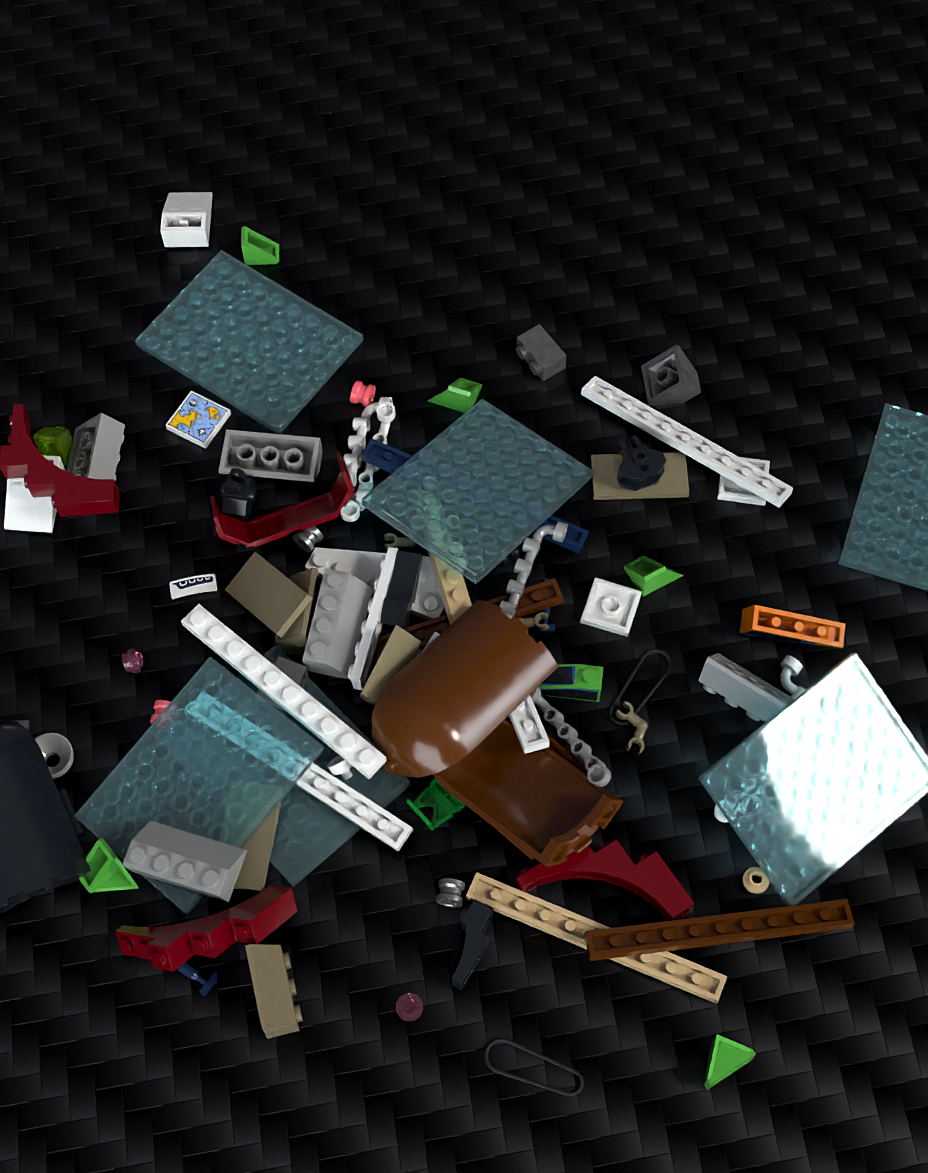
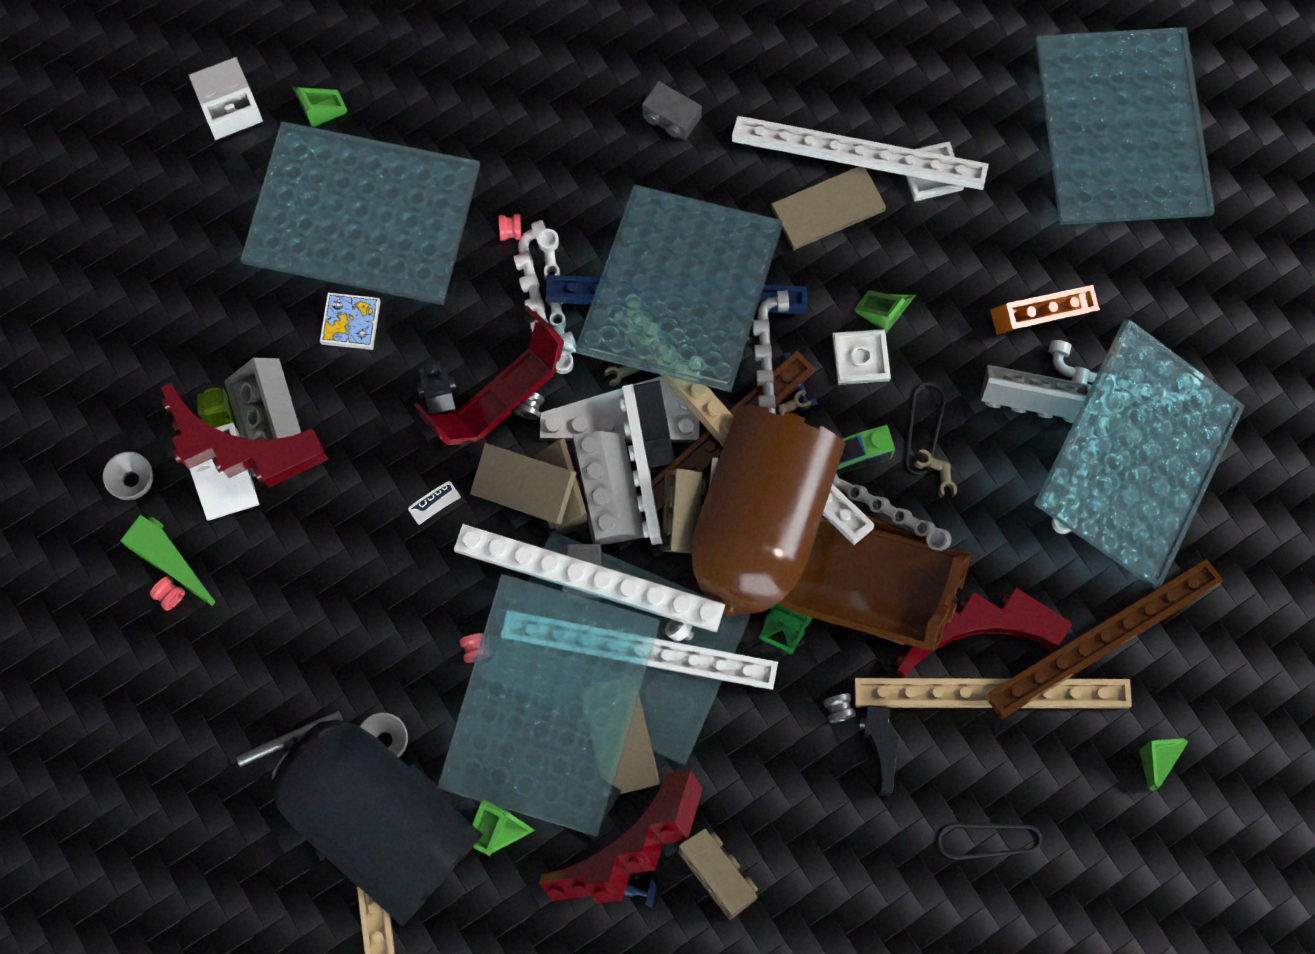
camera: 25 degrees left, 10 degrees up
(132, 660) = (414, 606): clear pink plate -> none
(185, 860) = (576, 786): light grey slope -> none
(271, 455) = (452, 334): light grey slope -> none
(409, 1007) = (850, 833): clear pink plate -> none
(459, 395) = (607, 190): bright green slope -> none
(639, 464) = (829, 199): black hinge -> none
(670, 378) = (814, 89): flat silver slope -> none
(755, 888) = (1110, 581): tan plate -> none

